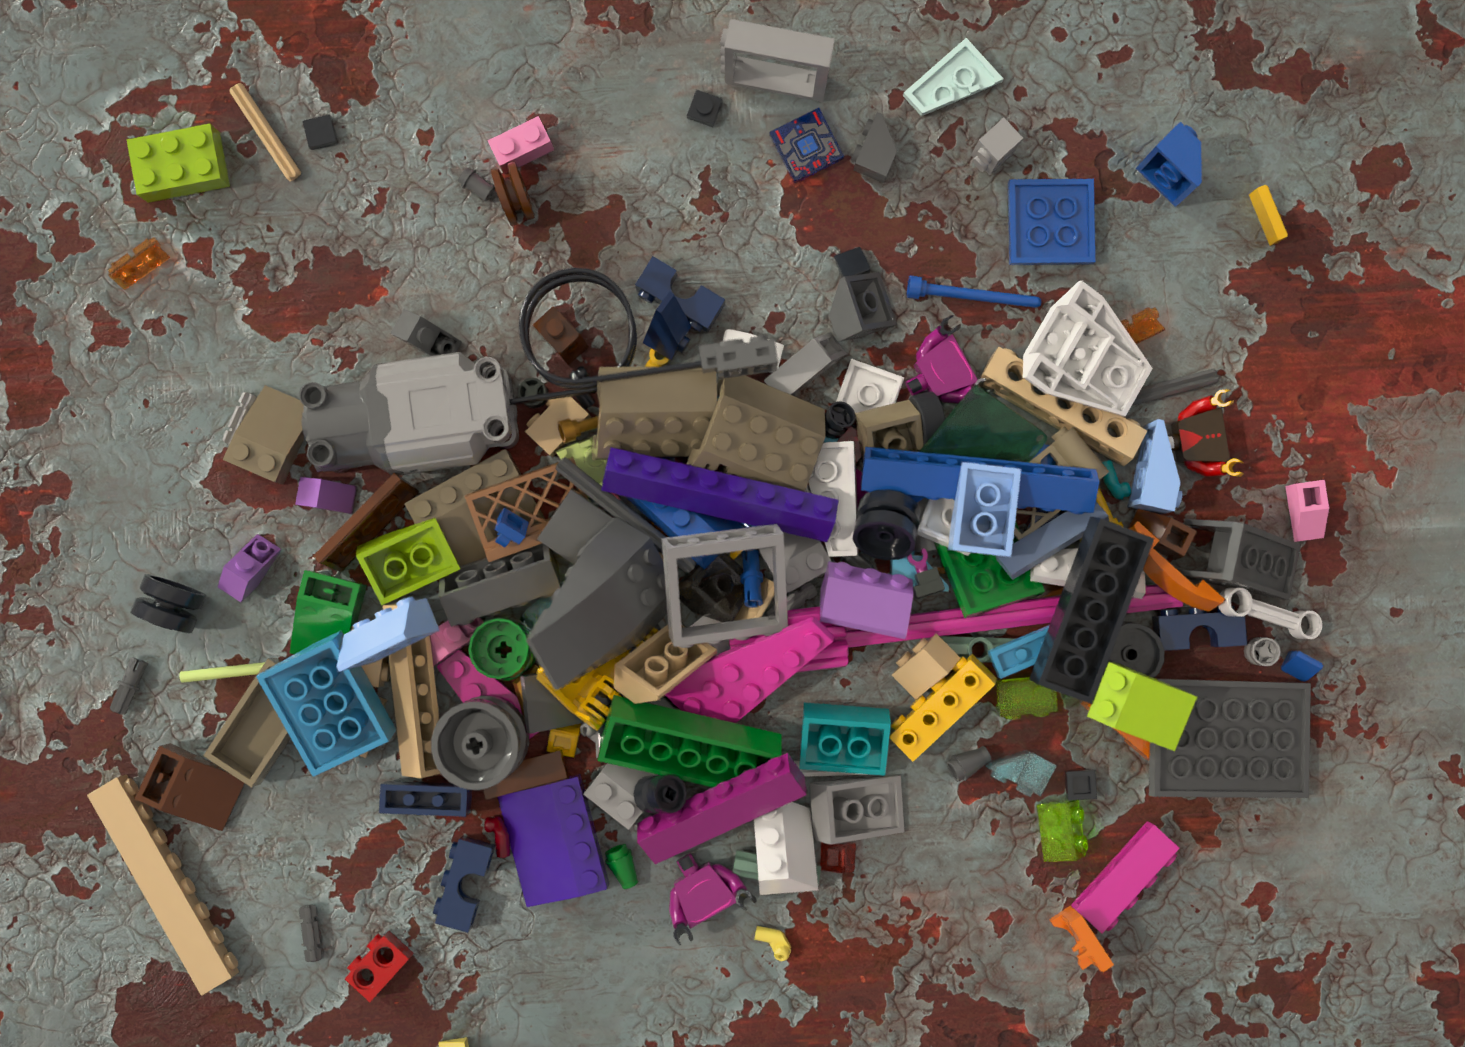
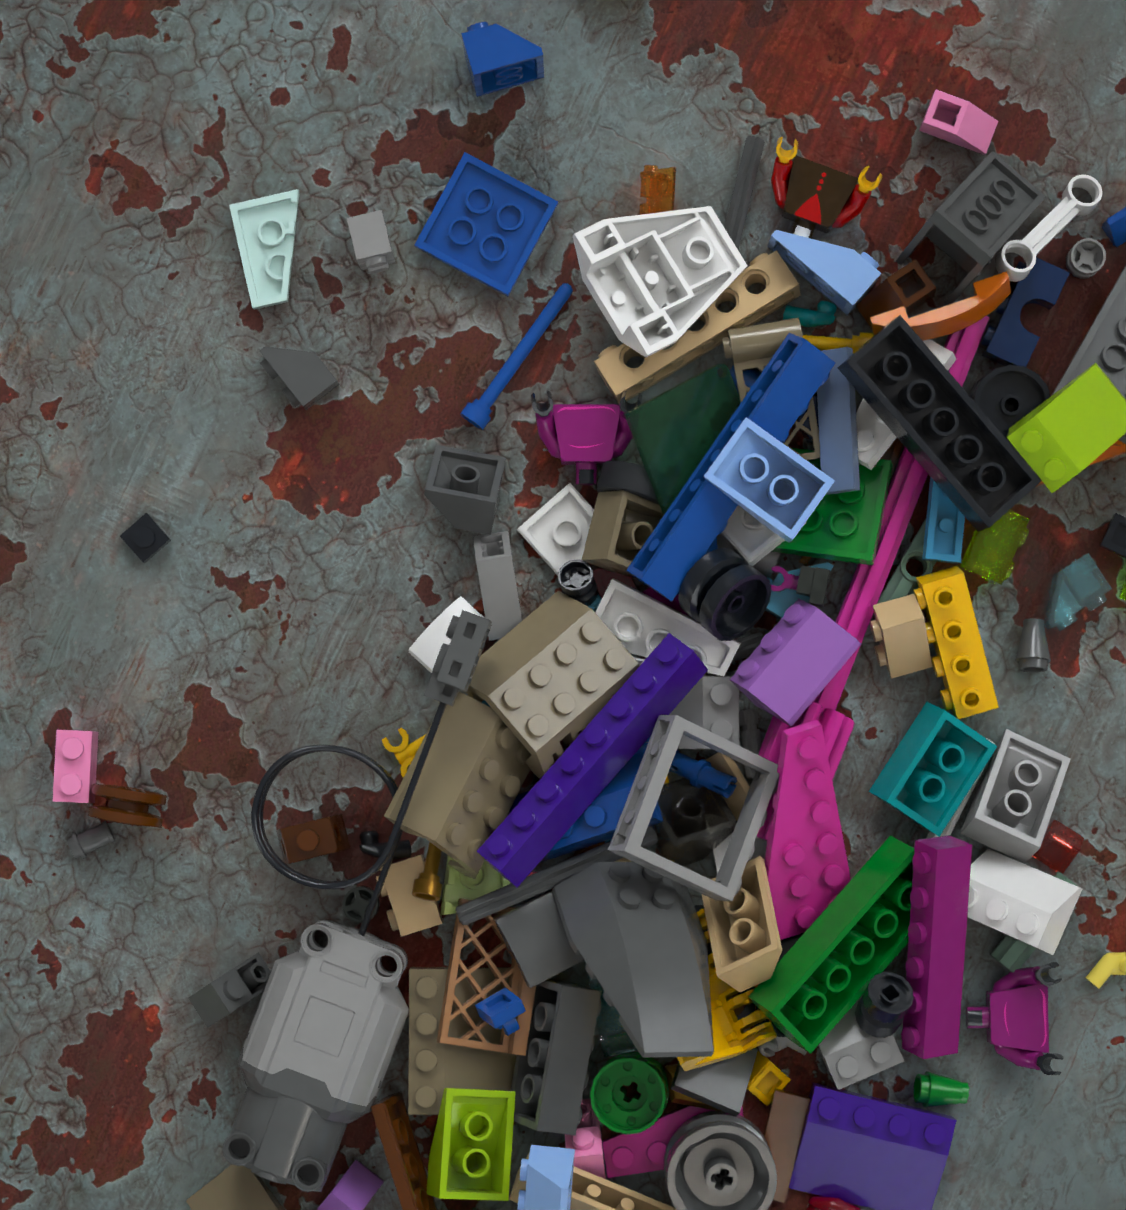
camera: 55 degrees left, 0 degrees up
(668, 328) = (374, 714): dark blue slope -> none
(699, 309) = (371, 669): dark blue arch -> none
(776, 45) = (144, 433): light grey window -> none
(806, 145) = (250, 447): clear blue tile -> none
(852, 262) = (411, 470): black slope -> none

